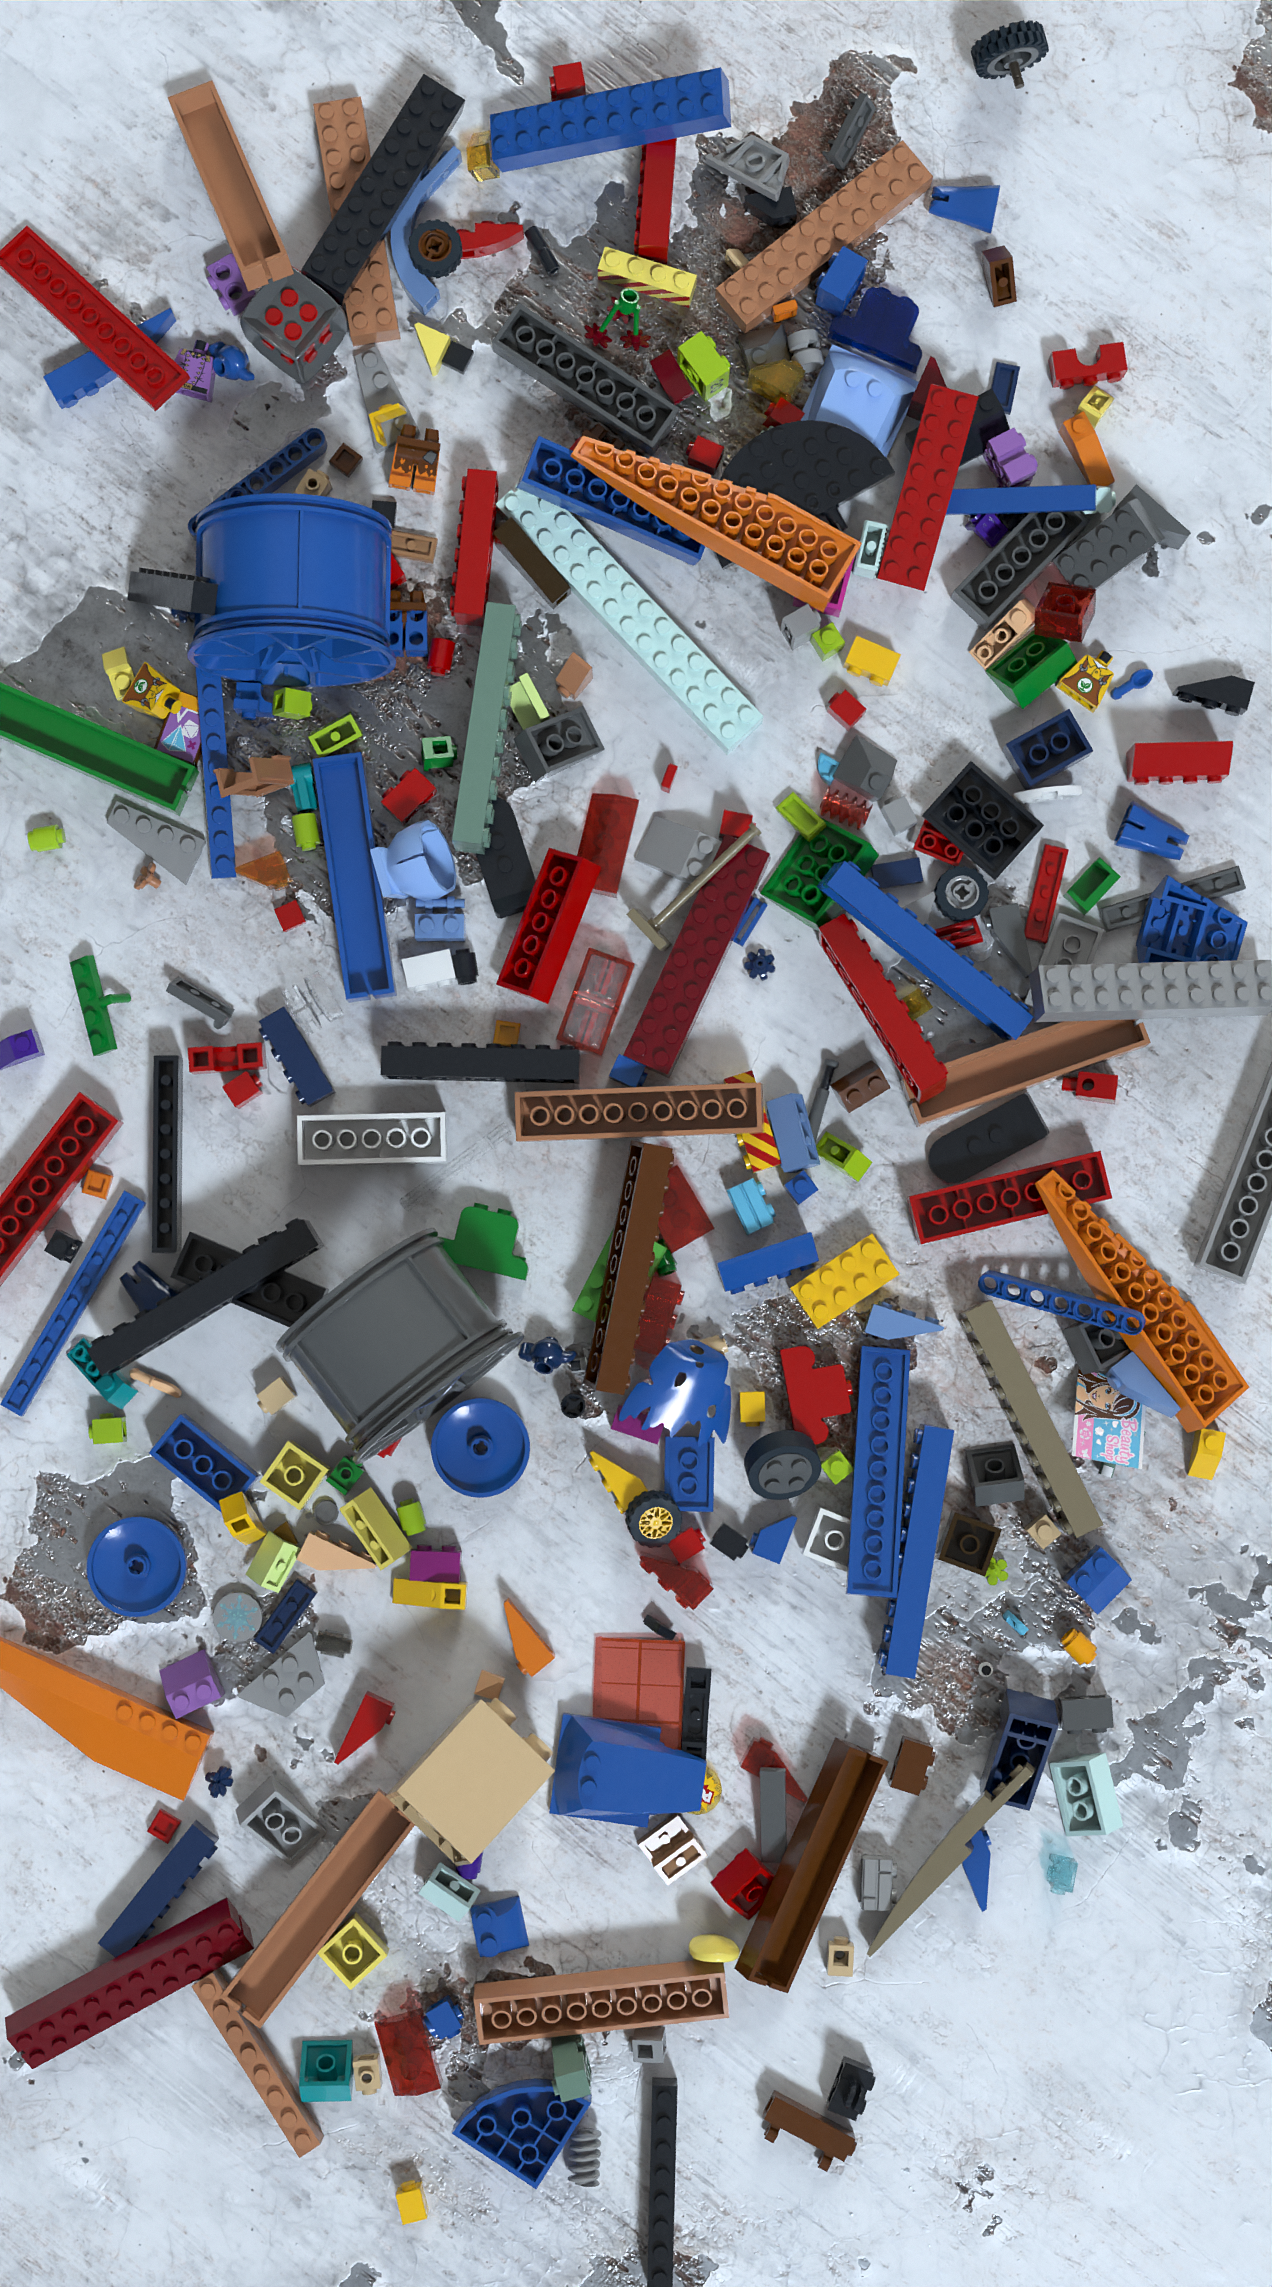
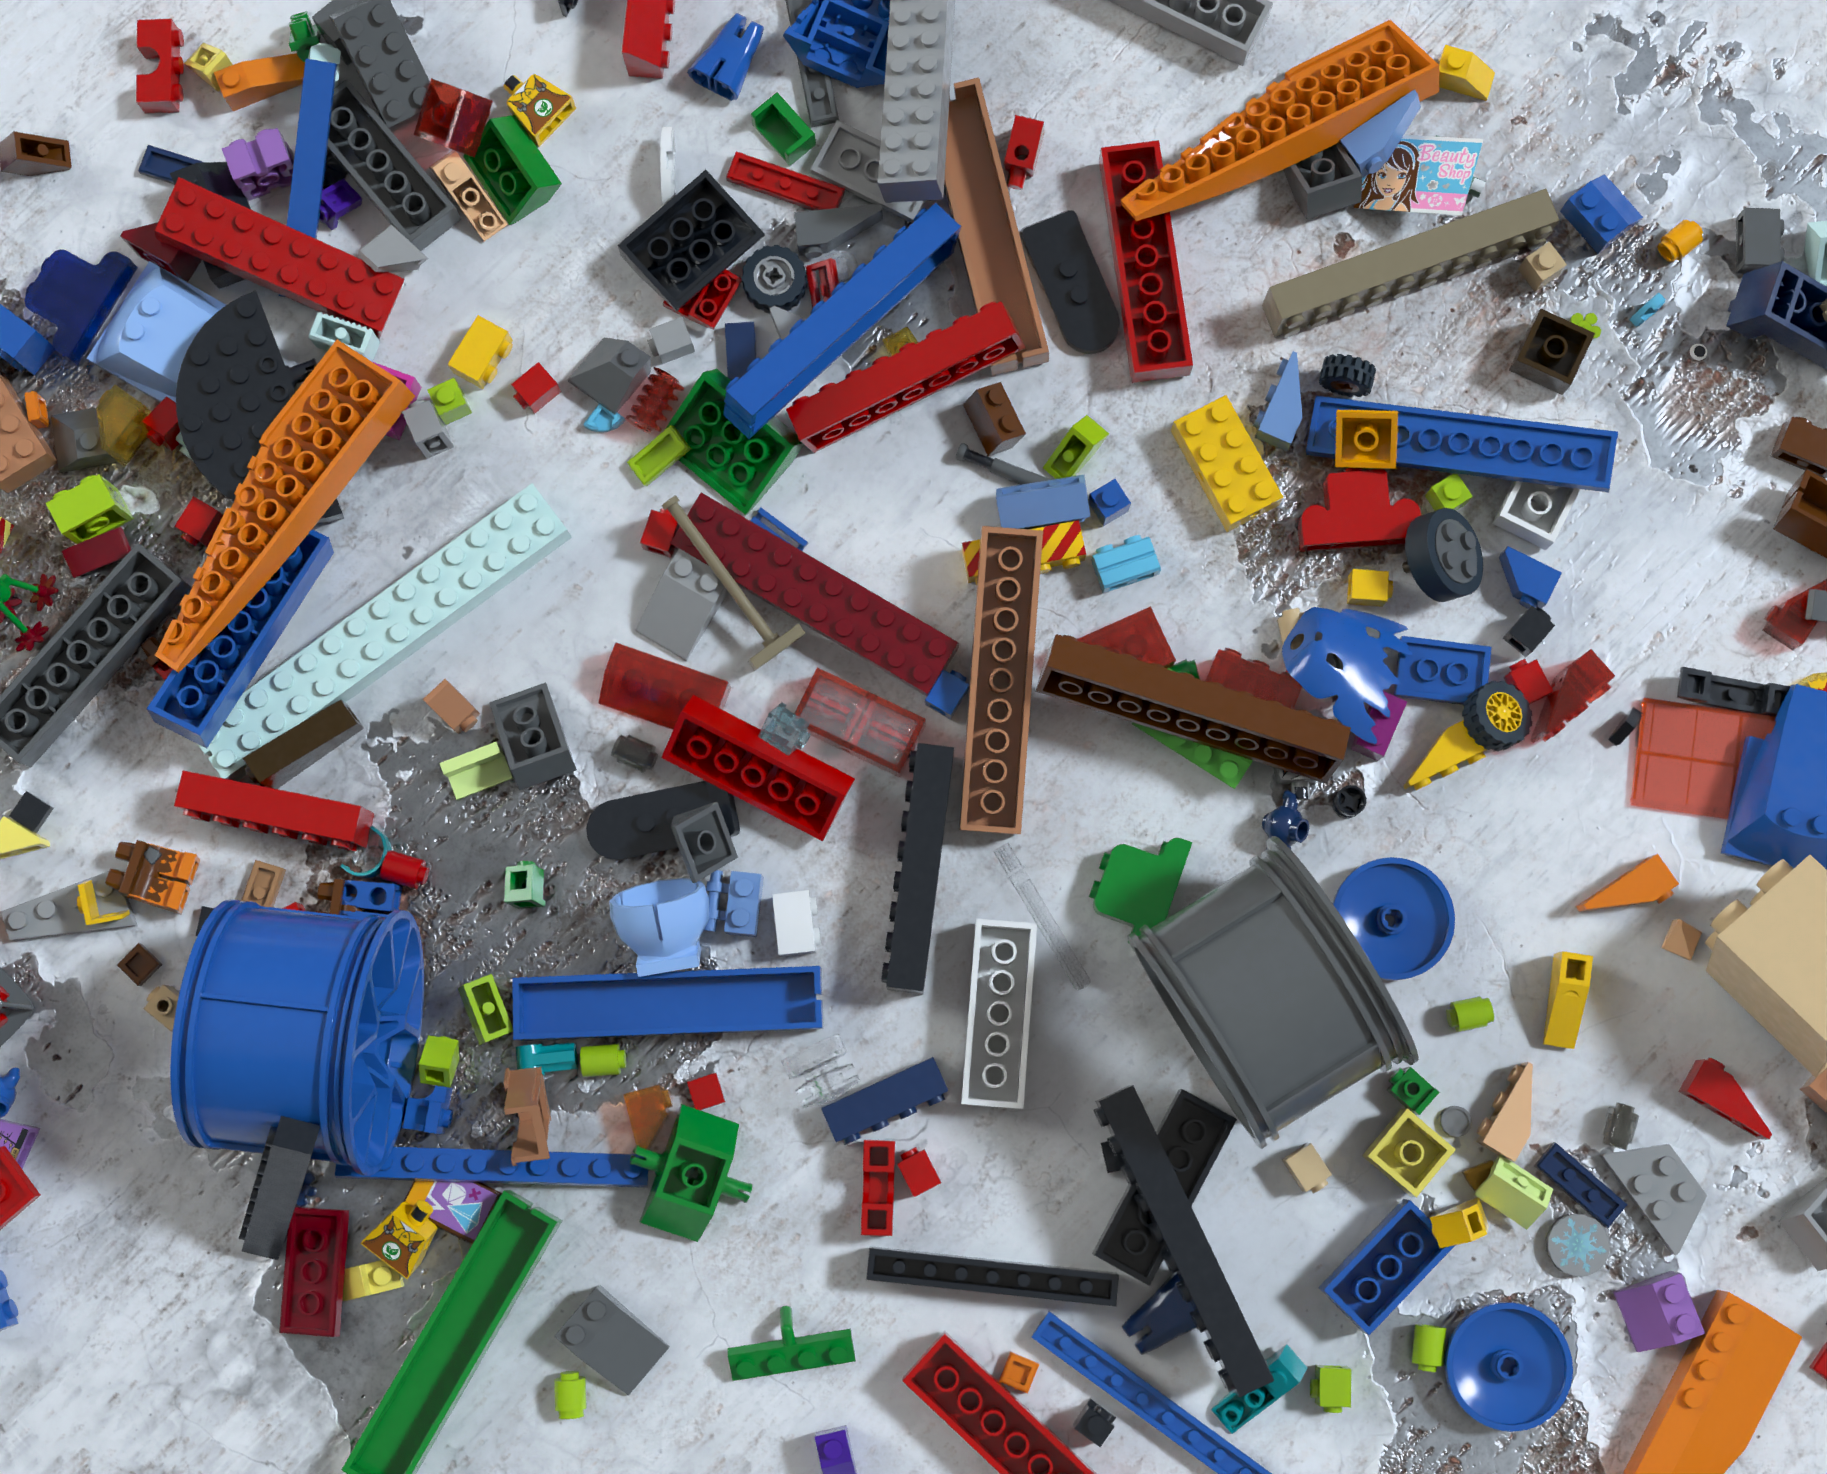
camera: 80 degrees left, 5 degrees down
(91, 865) = (612, 1340): none -> dark grey slope
(121, 629) = (314, 1272): none -> dark red tile
(146, 1503) = (1428, 1347): none -> lime brick
(147, 877) = (635, 1269): nougat plant -> none
(157, 1383) = (1277, 1320): light nougat piece -> none
(164, 843) = (594, 1244): light grey wing -> none
(201, 1001) = (801, 1215): dark grey hinge -> none
(219, 1781) = (1781, 1288): dark blue plant -> none
(247, 916) = (696, 1142): none -> green slope
(280, 459) = (143, 1068): blue beam -> none
(375, 1528) = (1483, 1058): light yellow brick -> none
(408, 796) = (574, 927): red brick -> none
(435, 1565) = (1531, 989): magenta brick -> none
(458, 640) = (377, 869): none -> teal helmet
(465, 966) = (795, 878): black brick -> none
(485, 728) = (501, 819): sand green brick -> none
(486, 888) = (703, 840): none -> dark grey slope
(506, 1033) = (883, 837): light orange tile -> none
(553, 827) = (634, 753): none -> clear smoke brick
(579, 942) = (785, 730): none -> clear light blue brick
(669, 777) = (592, 606): red tile -> none
(759, 970) = (829, 529): dark blue plant -> none
(768, 1262) = (1195, 550): blue slope -> none
(804, 347) = (84, 389): light grey wheel -> none
(871, 1392) = (1366, 439): none -> light orange slope
(917, 1550) = (1493, 391): blue piece -> none
(928, 1374) = (1347, 375): none -> black wheel
(943, 575) = (391, 252): none -> light grey slope
(995, 1475) = (1472, 313): dark grey slope -> none
(1047, 750) = (615, 159): dark blue brick -> none
(1073, 1301) = (1275, 196): blue beam -> none
(1123, 480) = (303, 35): none -> green hips
(1137, 681) = (544, 52): blue piece -> none

